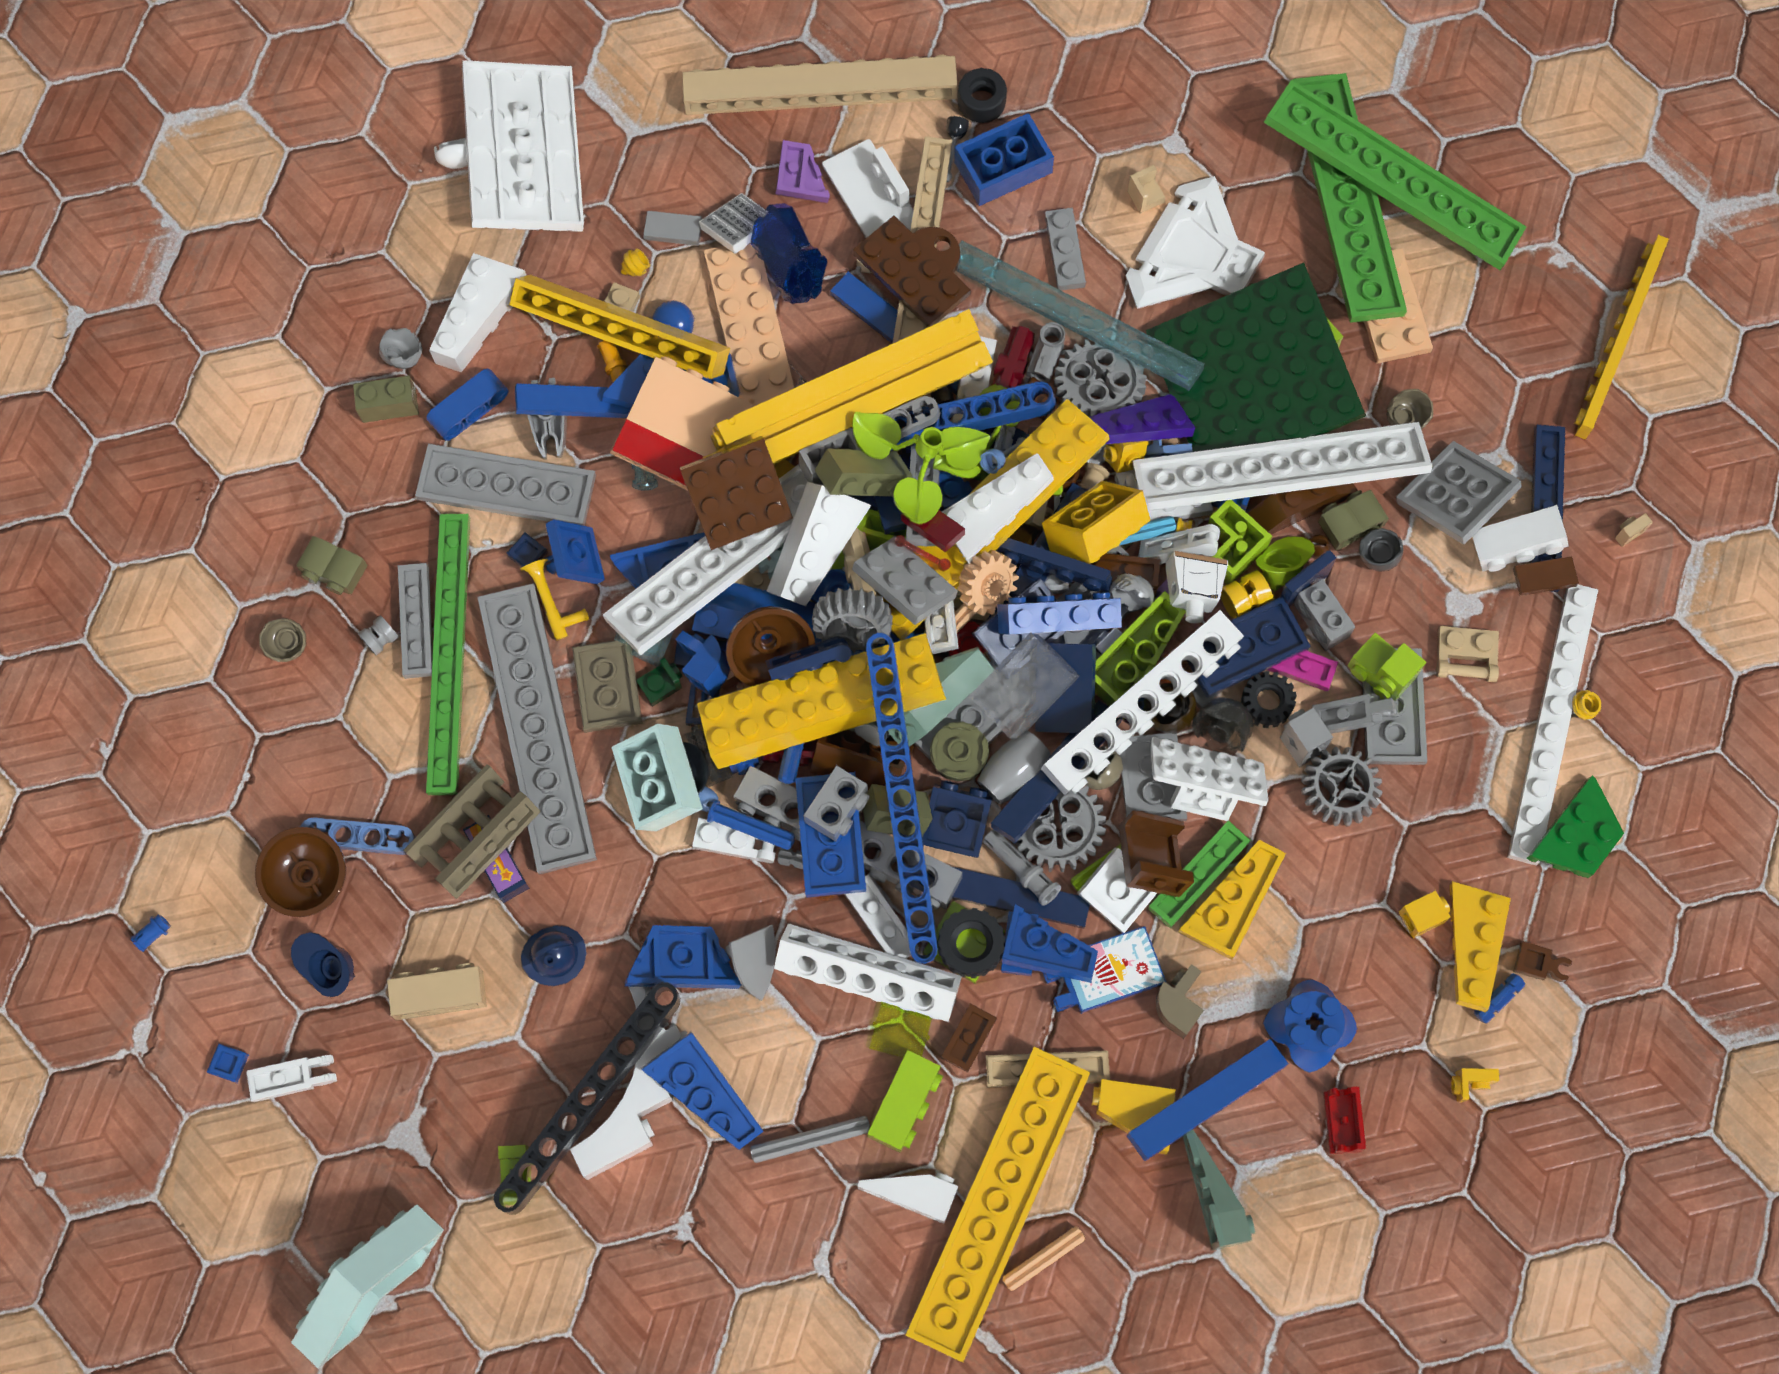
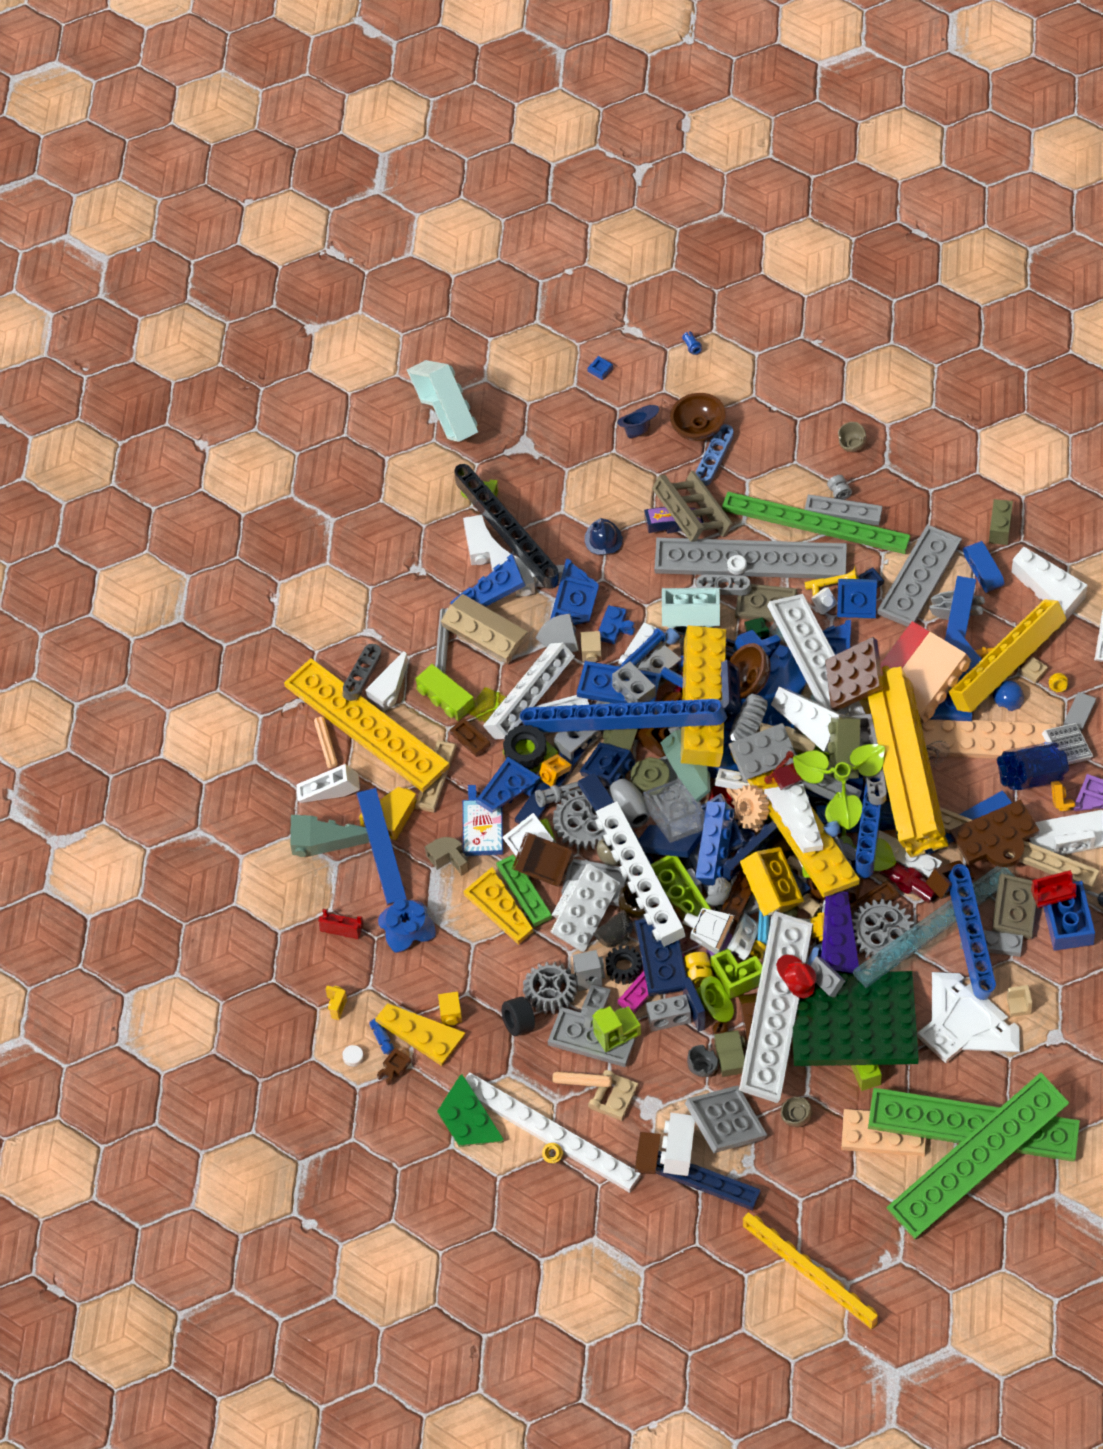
camera: 110 degrees right, 15 degrees down
(288, 1078) = (579, 393): white hinge -> none
(332, 566) = (894, 473): olive brick -> none
(400, 348) = (1034, 536): light grey hair -> none
(436, 992) = (602, 473): tan brick -> none
(558, 737) = (737, 564): none -> white tile
(585, 601) = (824, 600): none -> white plate
(605, 770) = (731, 589): none -> light grey beam
(706, 892) = (614, 623): none -> blue plate
(760, 908) = (591, 646): none -> tan brick
(779, 1075) = (483, 628): none -> tan slope
(823, 213) = (1058, 794): none -> light orange bracket
(909, 1242) = (362, 672): none -> dark grey beam
(985, 170) = (1053, 889): none -> red hinge
(992, 891) = (553, 768): none -> light orange bracket
(998, 315) = (938, 879): none -> reddish brown panel
(1006, 228) = (1014, 907): none -> dark tan tile
(1046, 353) = (913, 904): light grey piece -> none
(1074, 262) = (970, 940): none -> blue beam
(1122, 1224) = (331, 784): none -> white slope
(1210, 420) = (827, 977): none -> light grey plate
(1226, 451) = (797, 975): none -> red piece
(1405, 812) = (518, 1016): none -> black tyre
(1466, 697) = (582, 1079): none -> light nougat axle
(1543, 1029) = (352, 1055): none -> white tile
(1633, 528) = (664, 1225): tan plate -> none

